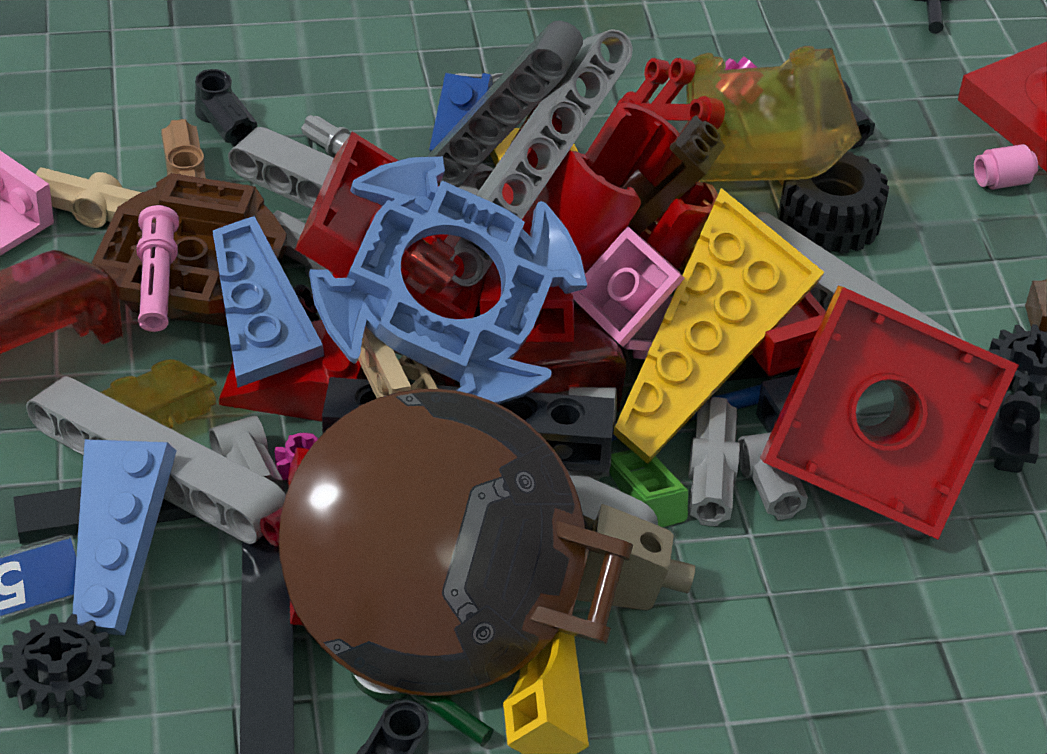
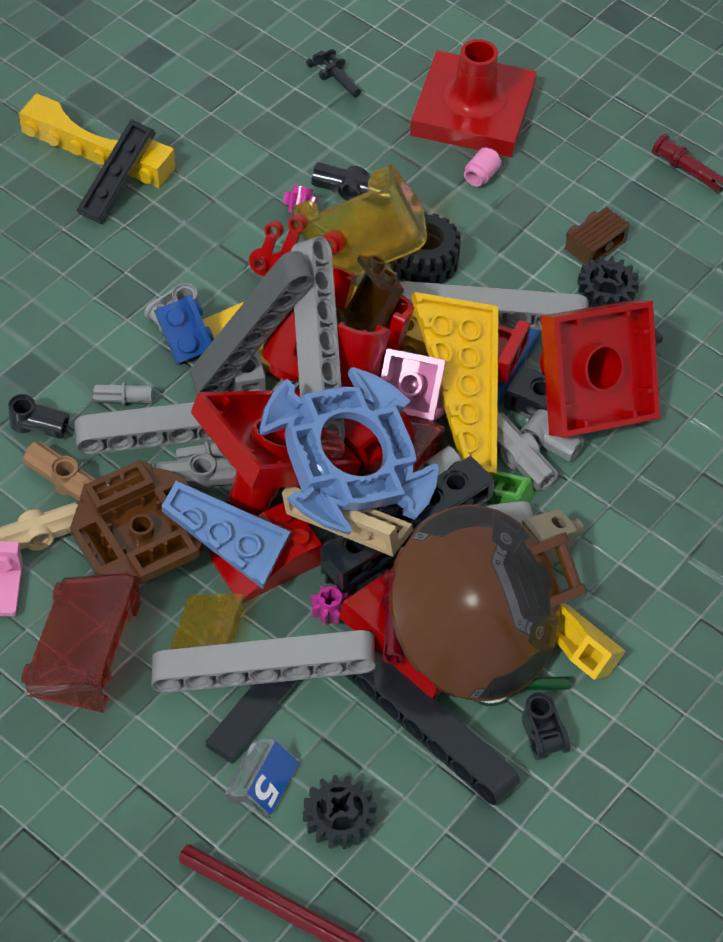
camera: 40 degrees left, 10 degrees up
(116, 525) = (288, 709): medium blue wing -> none
(156, 252) = (144, 538): bright pink pin -> none
(246, 445) = (291, 621): light grey piece -> none

